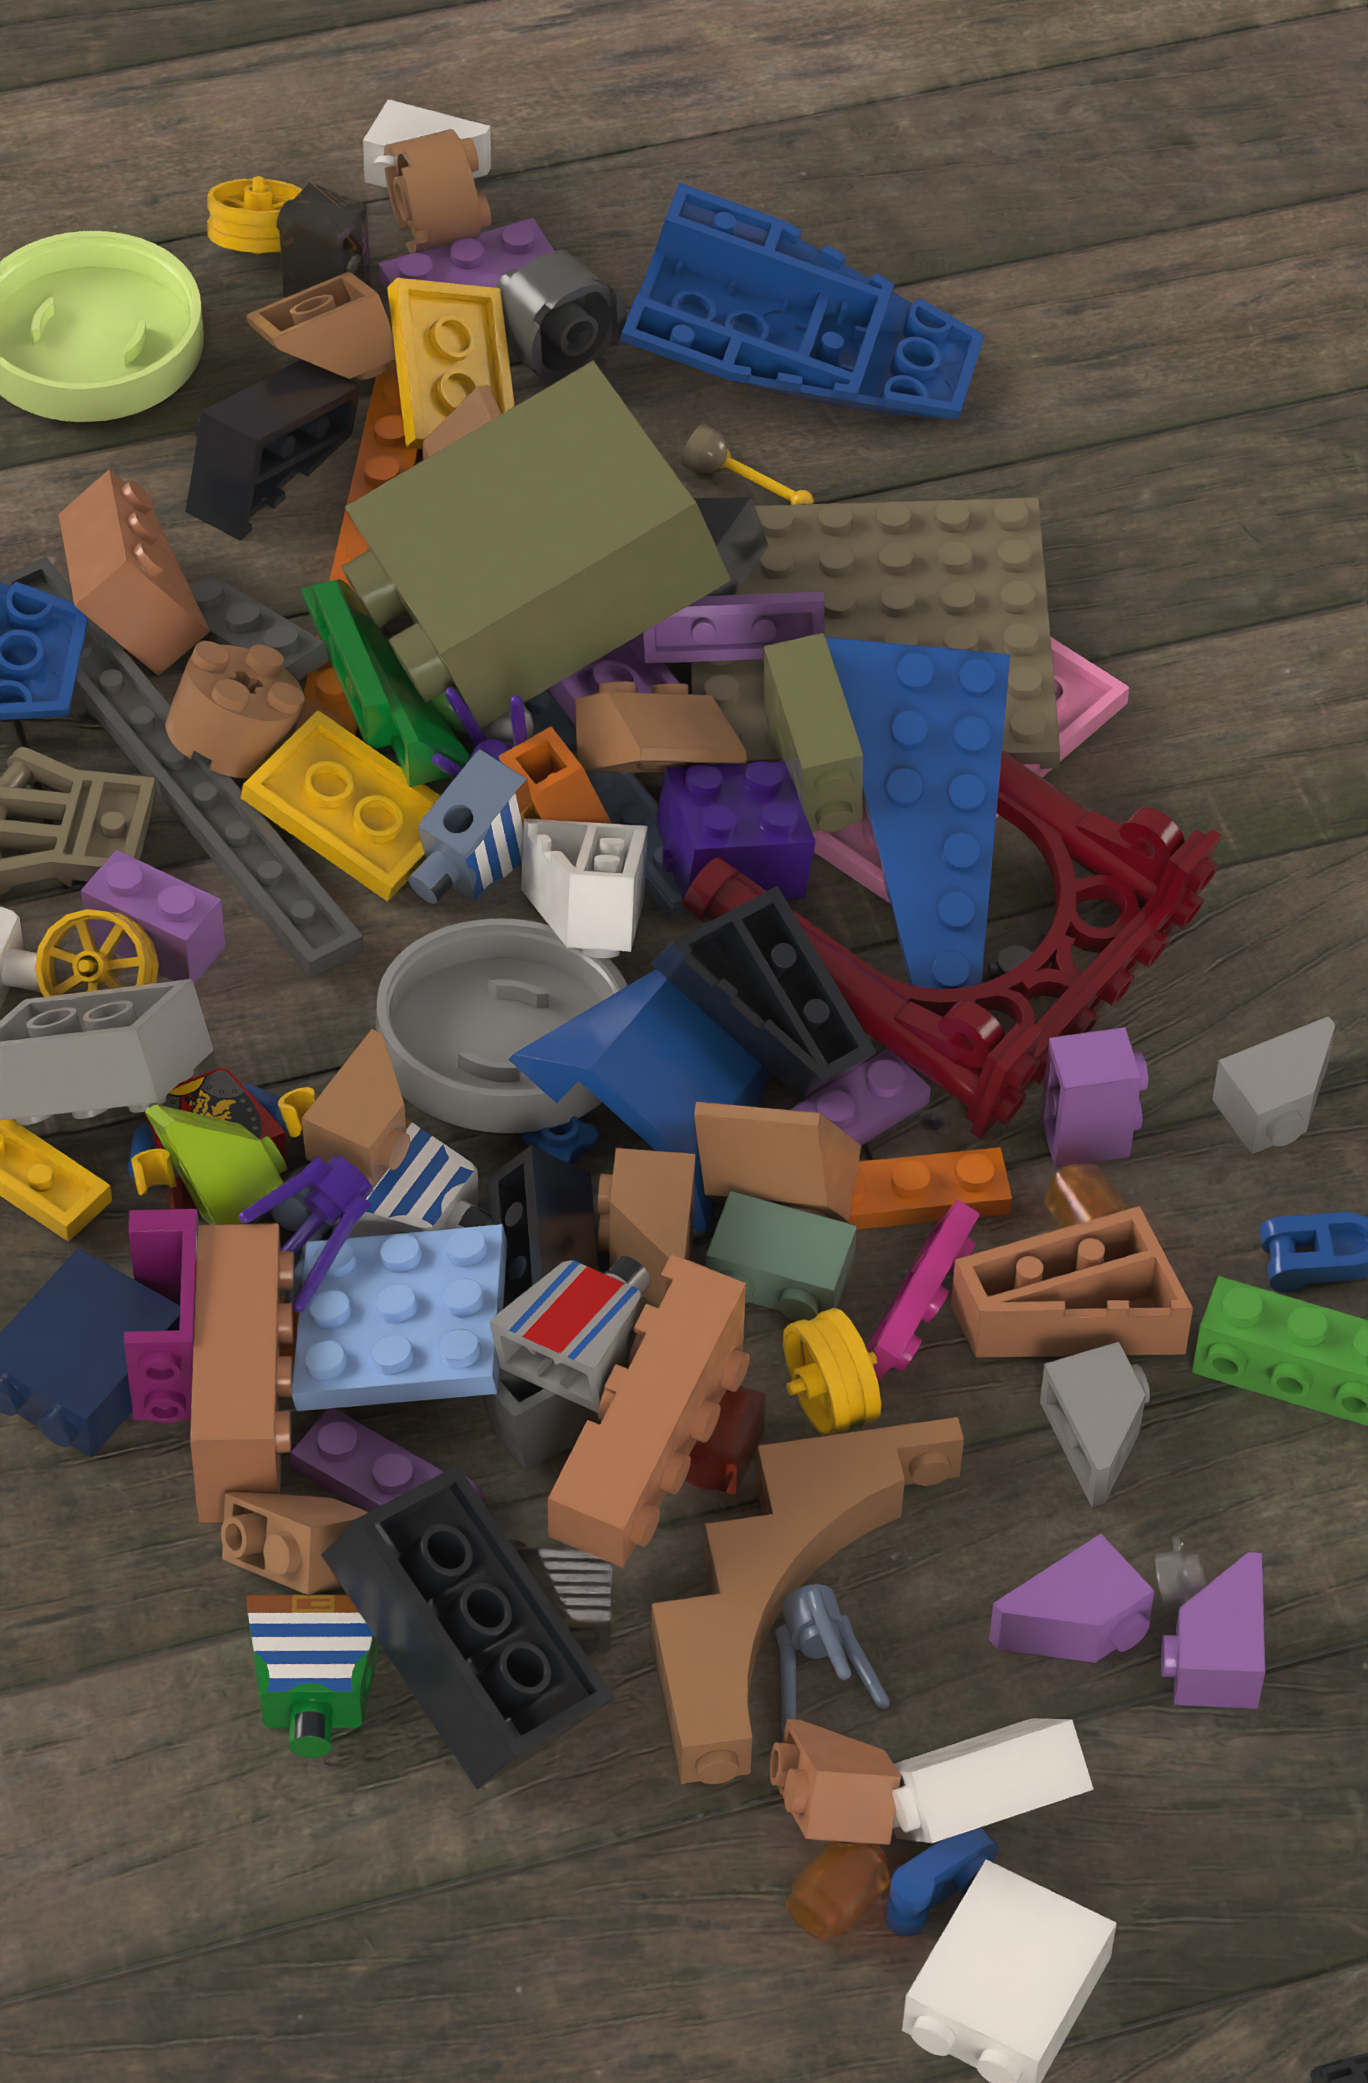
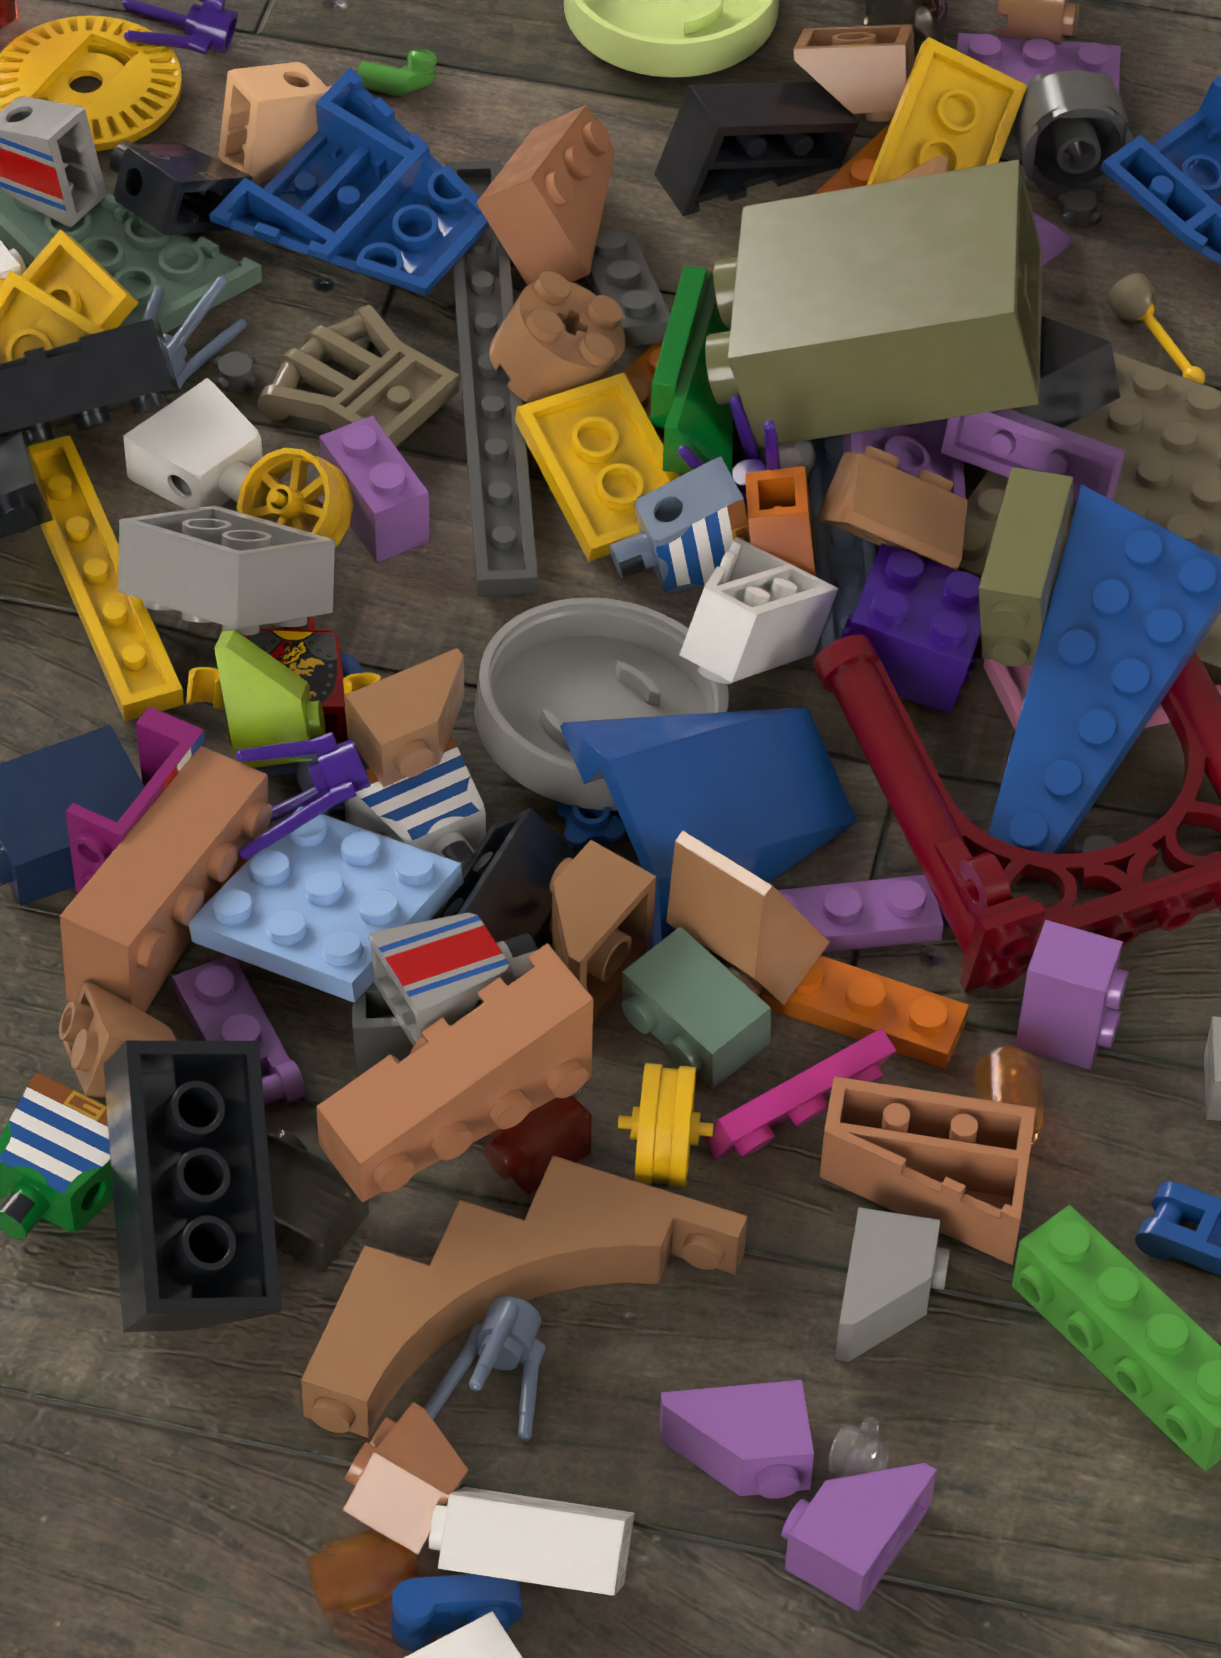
camera: 30 degrees right, 0 degrees up
(770, 993) = (828, 769): black wedge -> none

